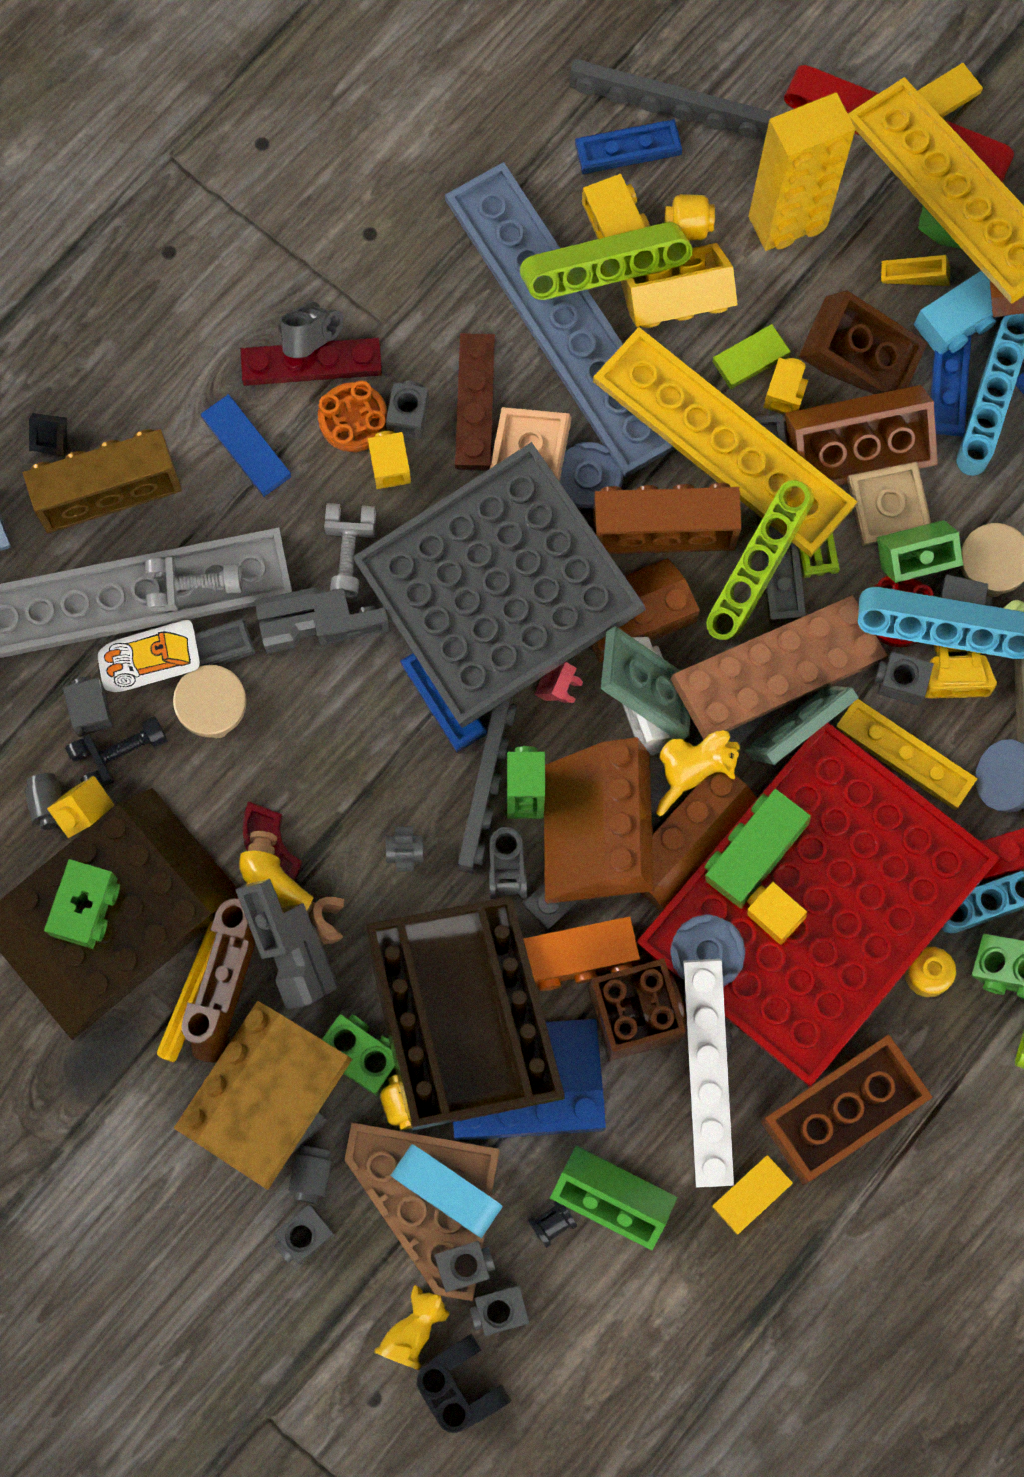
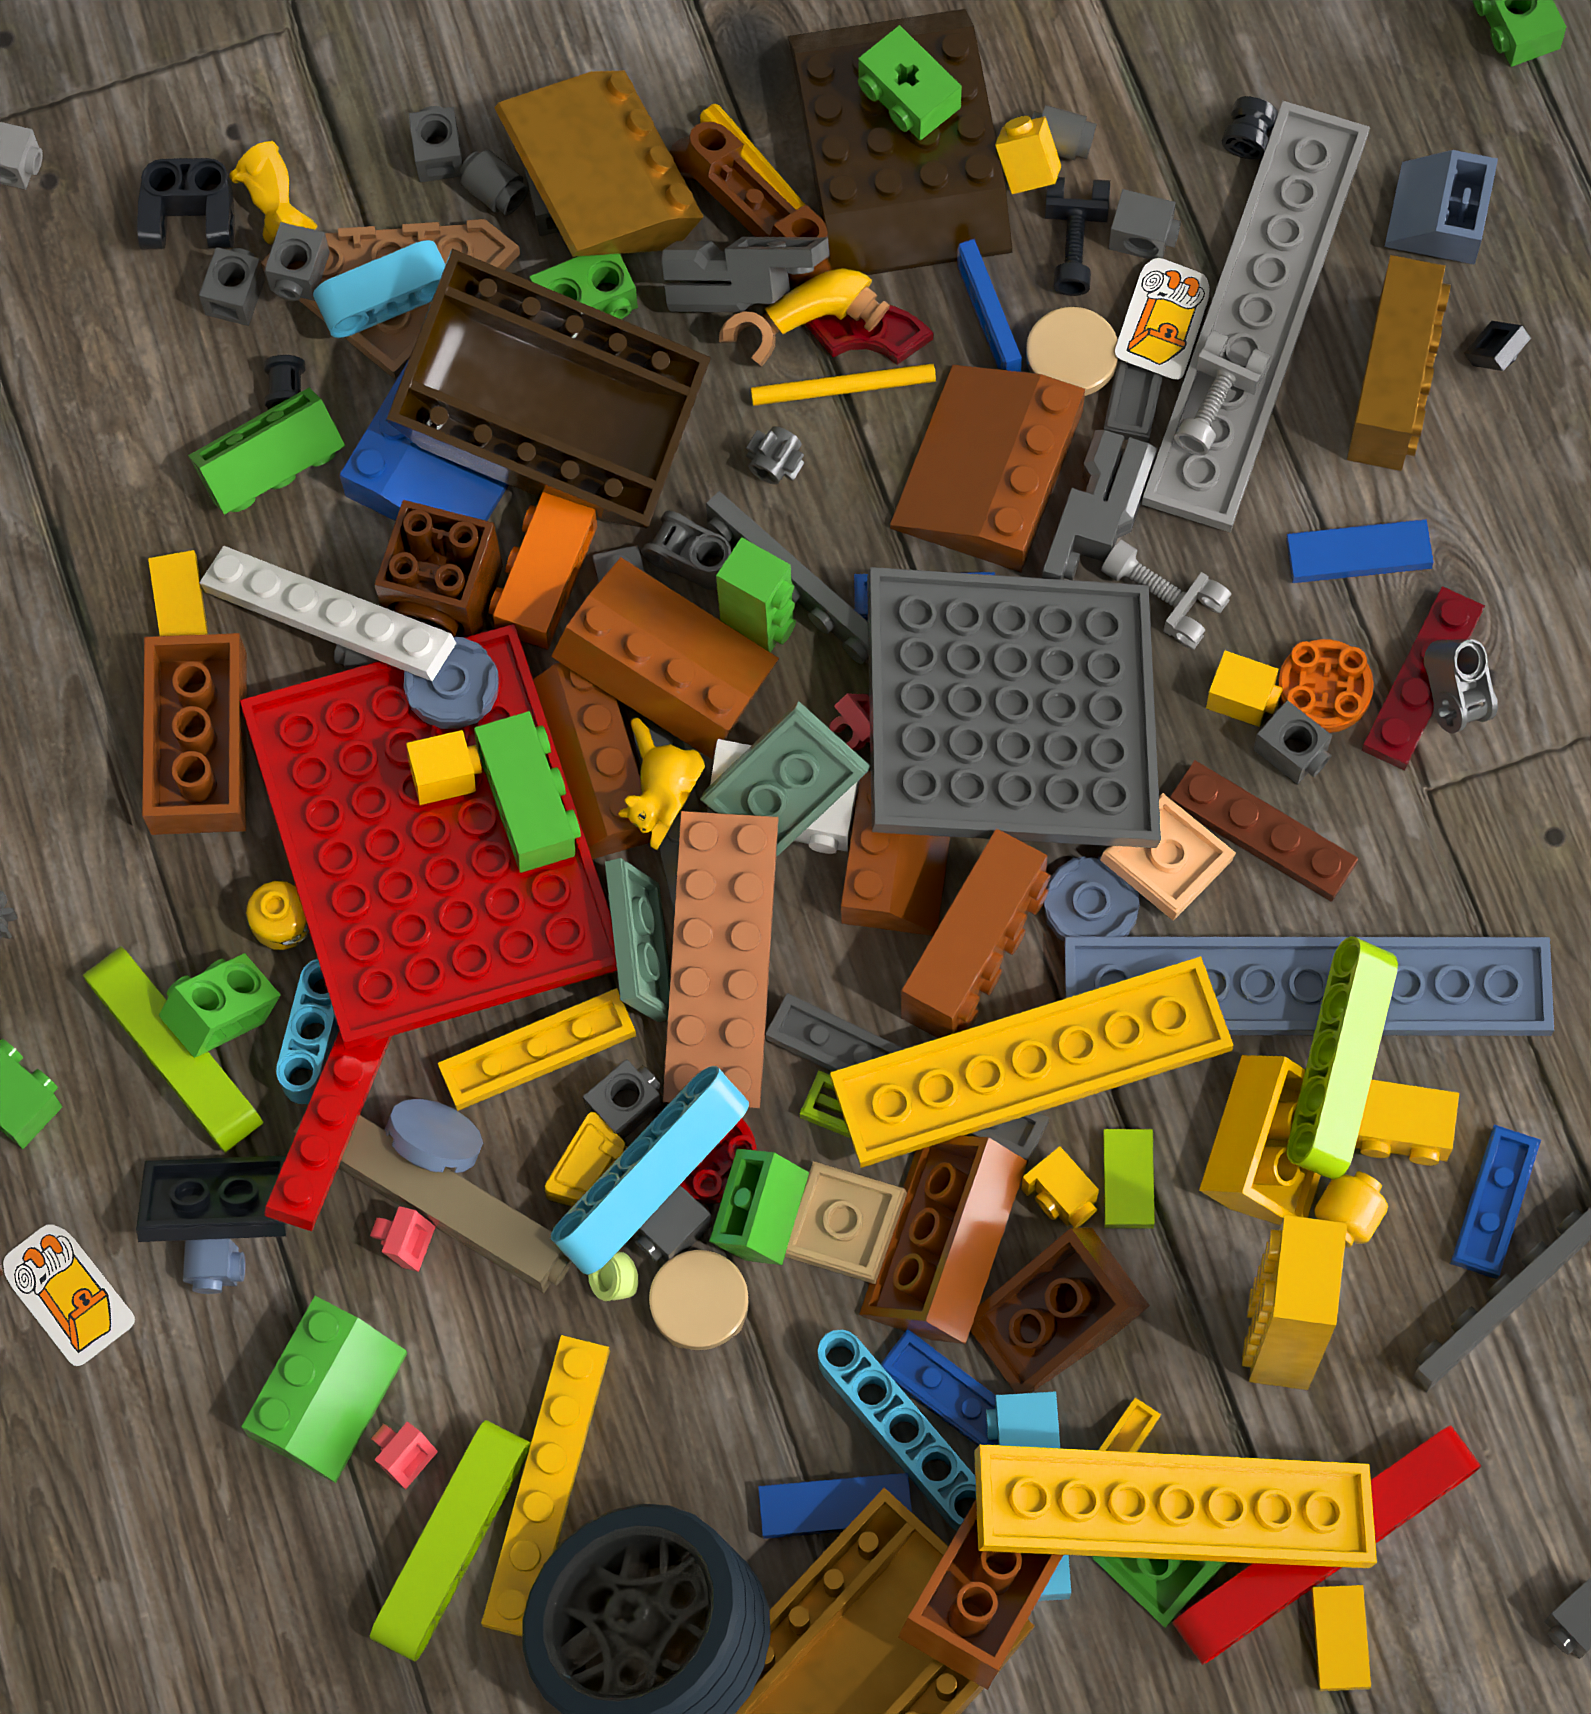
camera: 125 degrees right, 5 degrees down
(211, 771) = (988, 307): none -> blue tile
(321, 841) = (843, 384): none -> yellow bar
(323, 708) = (990, 462): none -> dark orange slope
(760, 542) = (857, 1006): lime beam -> none

